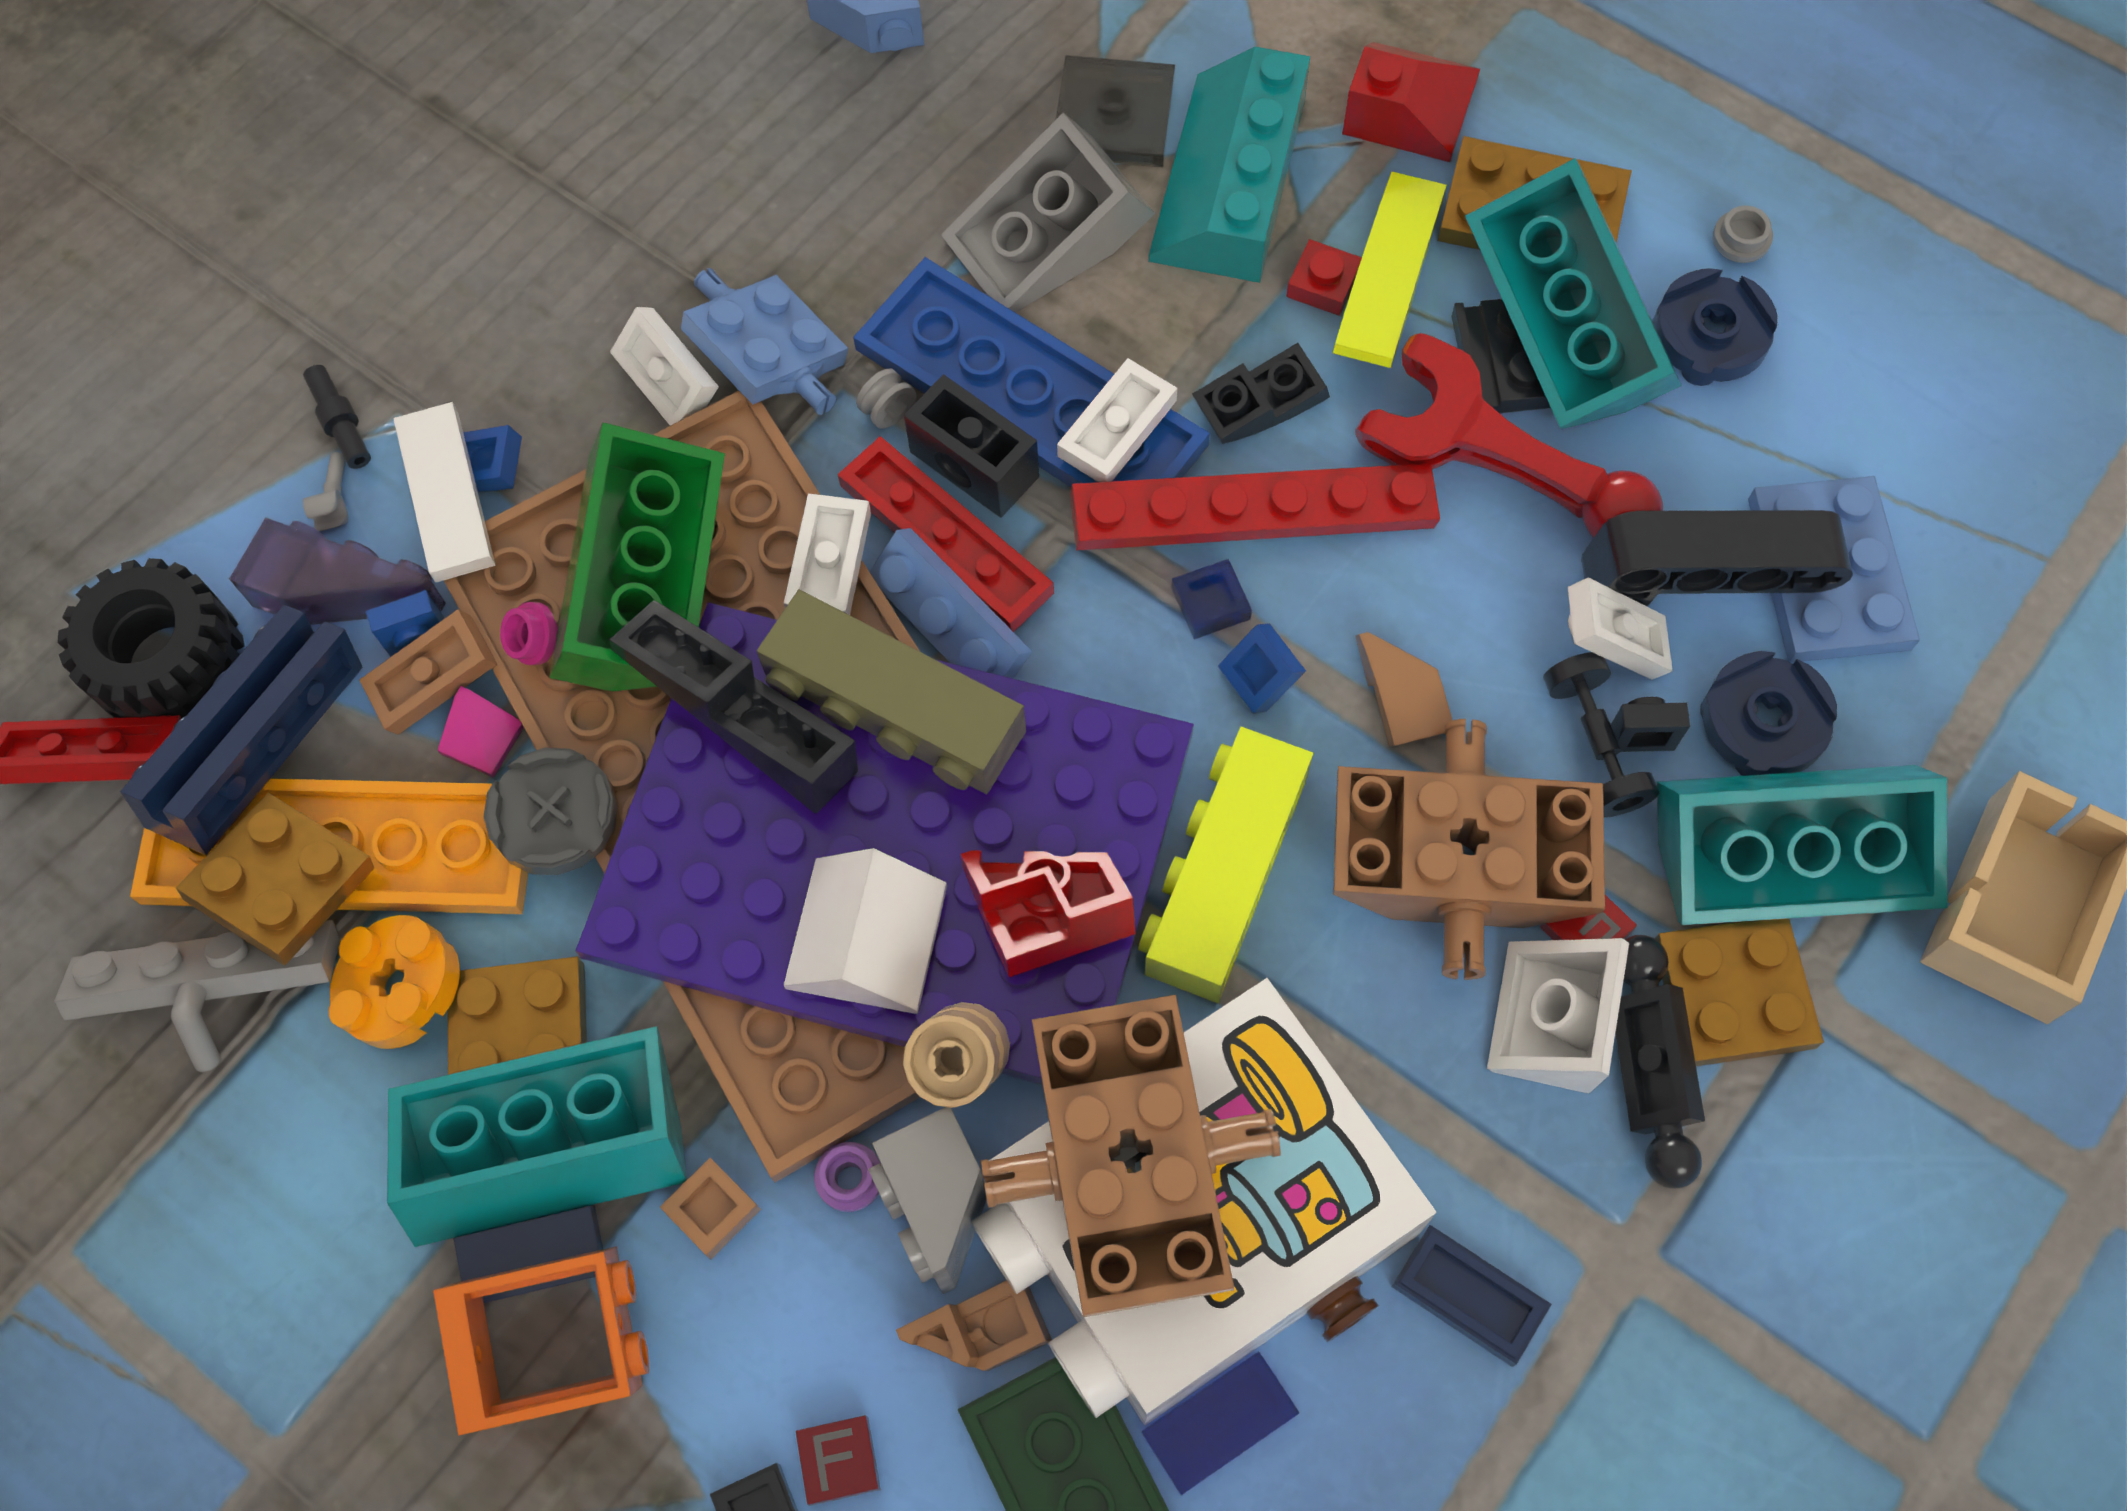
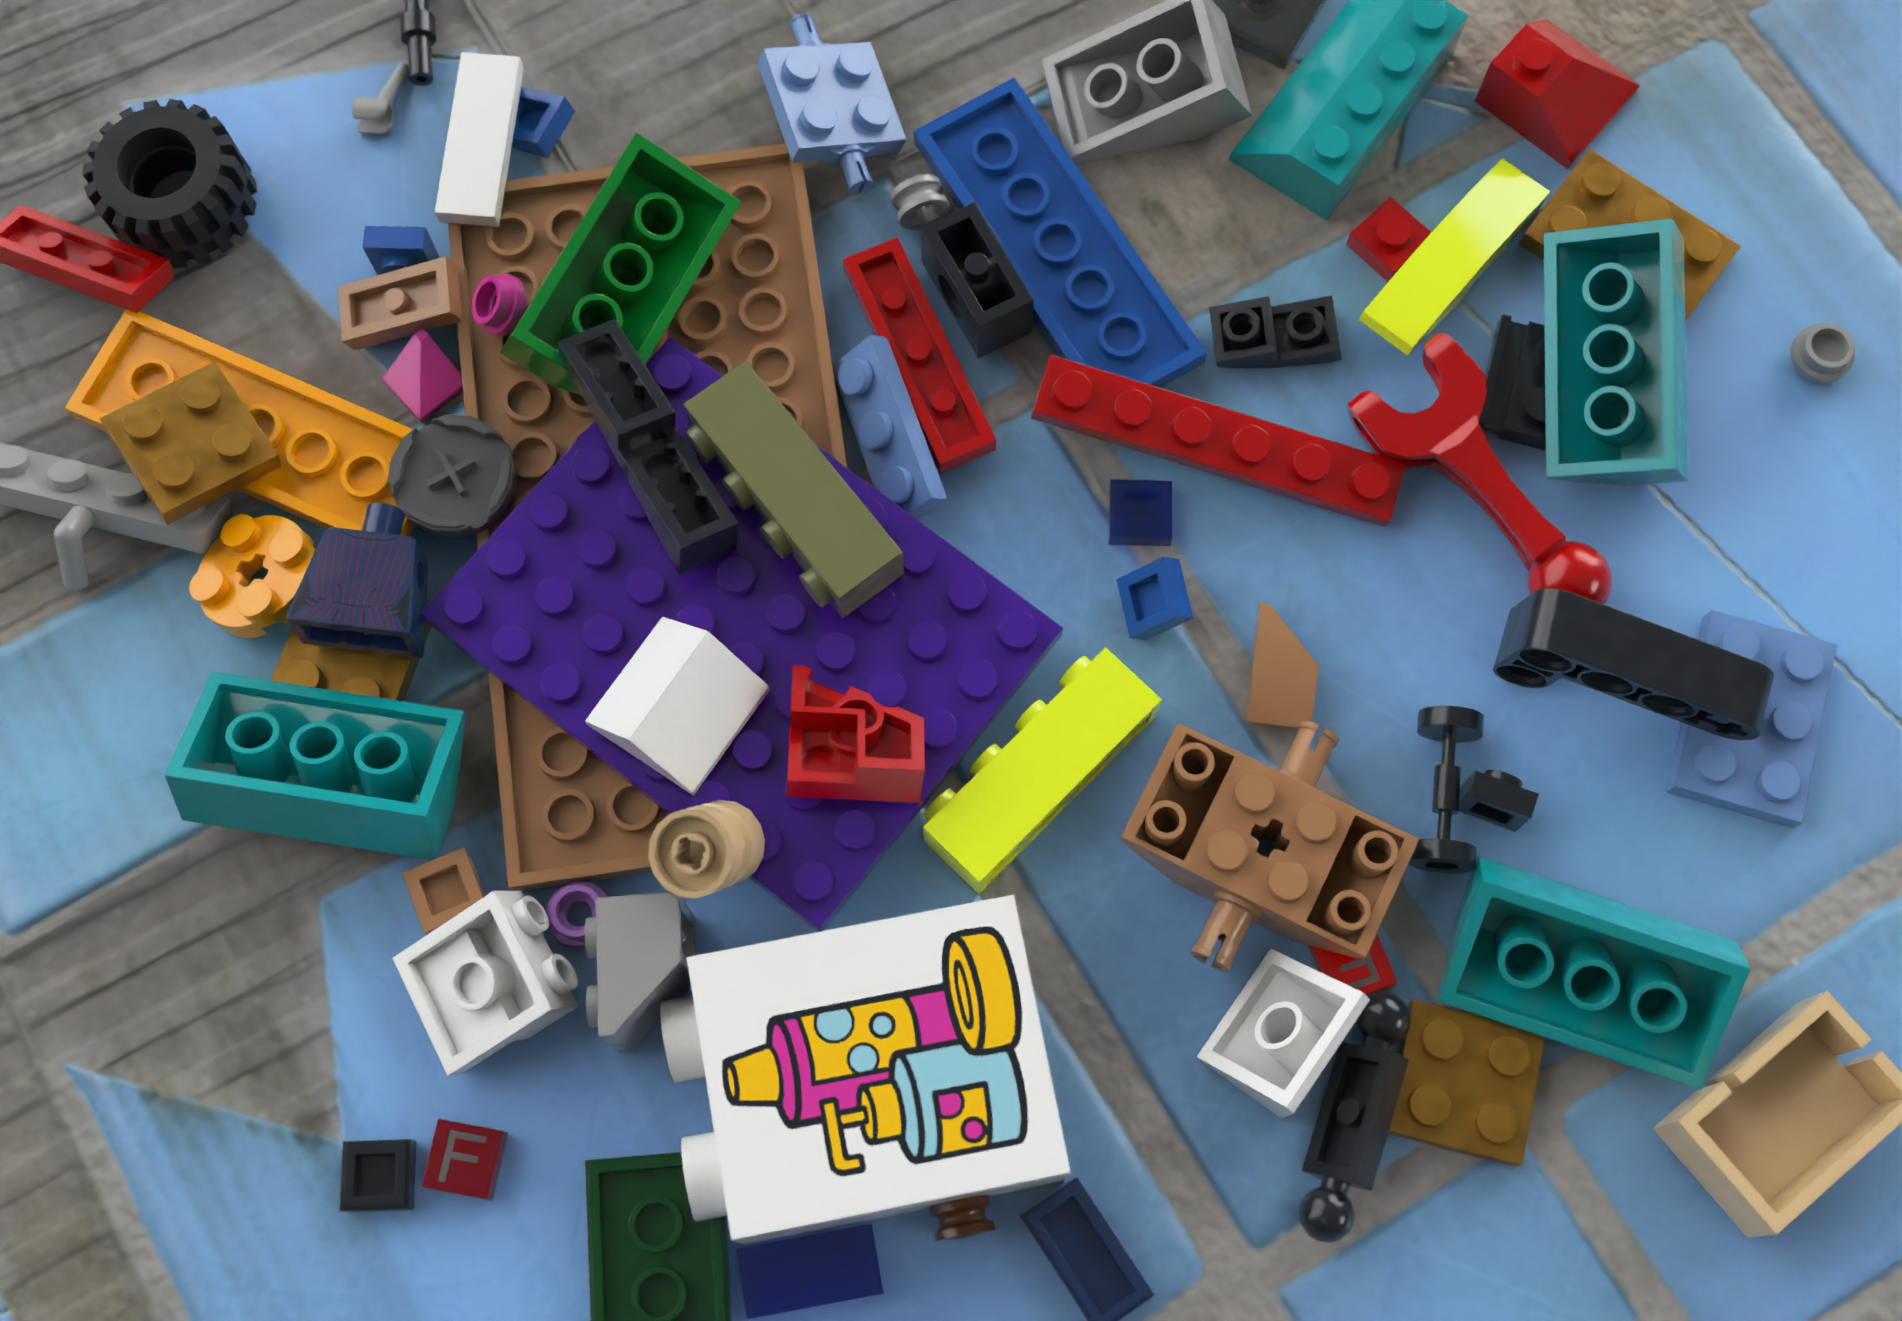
camera: 20 degrees right, 5 degrees up
(242, 730) = (216, 294): dark blue brick -> none
(322, 577) = (340, 181): clear purple slope -> none
(470, 1353) = (188, 939): orange window -> none
(510, 949) = (364, 588): none -> dark blue torso
(528, 1245) = (277, 869): dark blue tile -> none
(662, 366) = (727, 93): white plate -> none
(787, 1275) = (487, 979): none -> white plate
(829, 550) = (798, 334): white plate -> none
(982, 1329) = (637, 1099): medium nougat slope -> none
(1117, 422) = (1120, 309): white plate -> none
(1119, 1083) = (824, 935): medium nougat slope -> none
(1619, 629) = (1509, 696): white plate -> none
(1711, 355) = (1731, 462): dark blue plate -> none
(1756, 747) = (1641, 807): dark blue plate -> none

